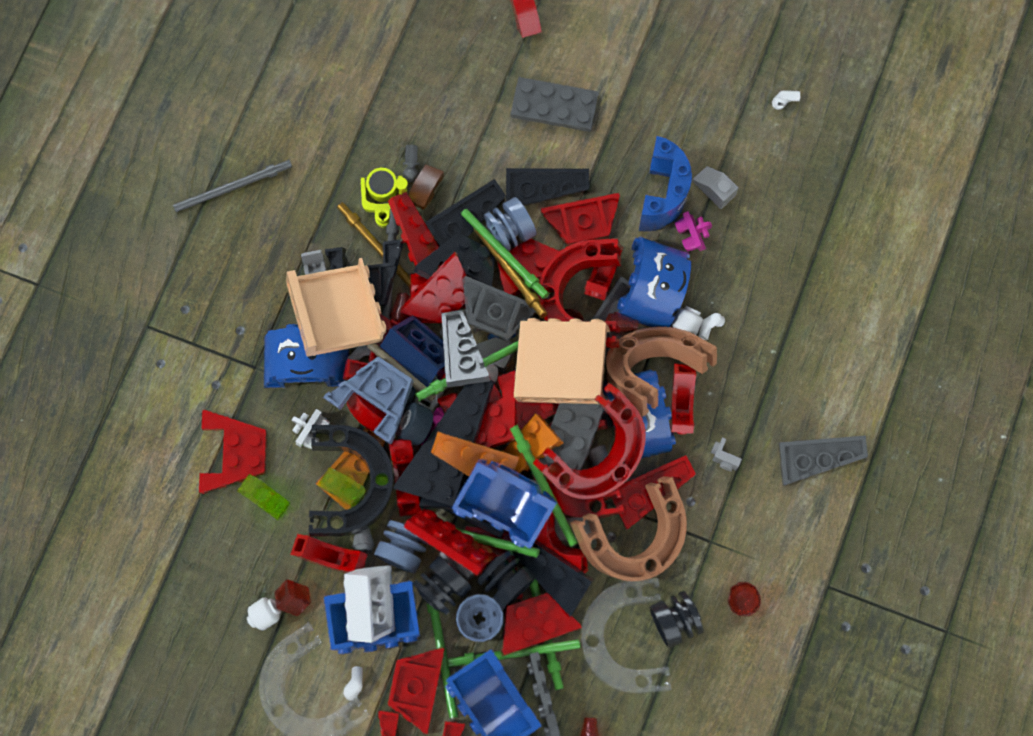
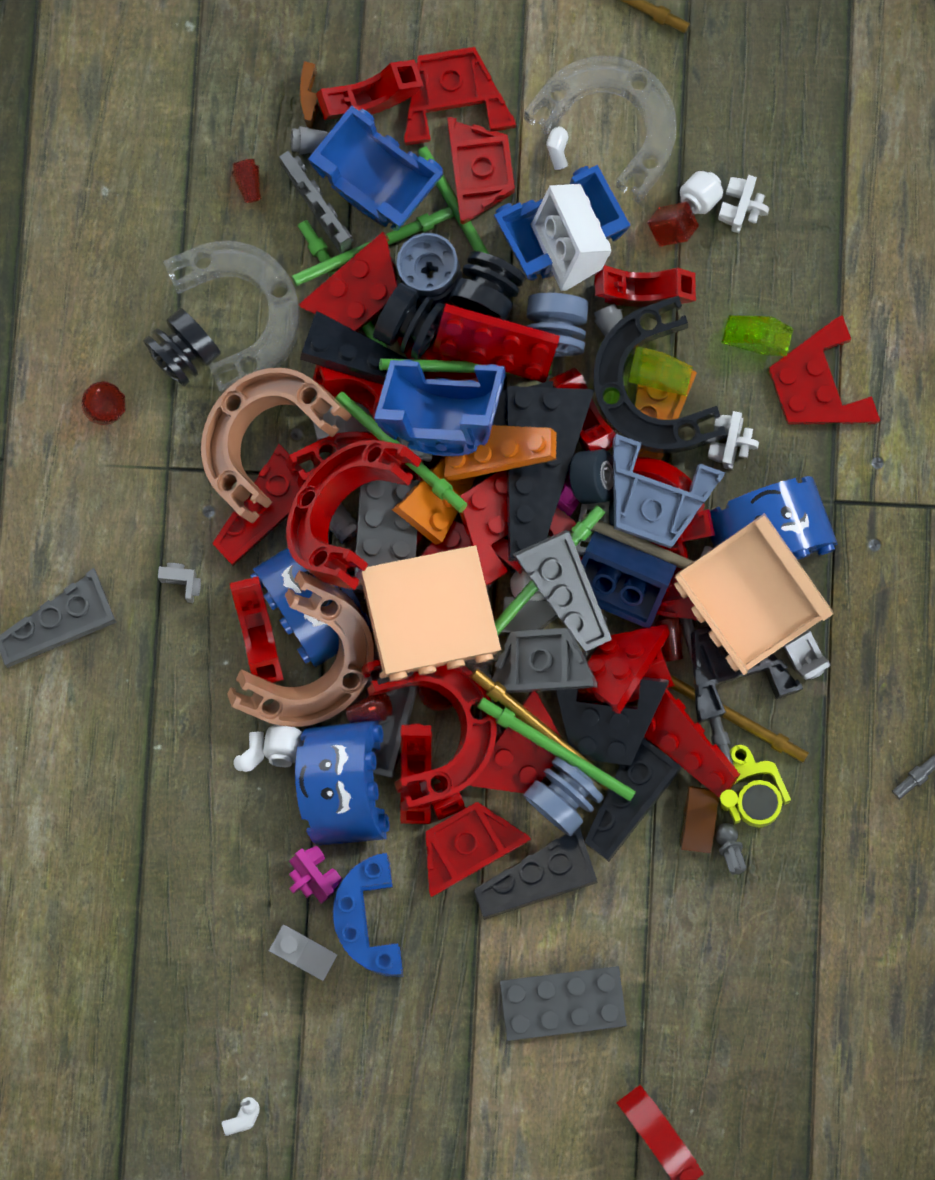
camera: 165 degrees right, 5 degrees up
(232, 603) = (735, 215): none -> white hips

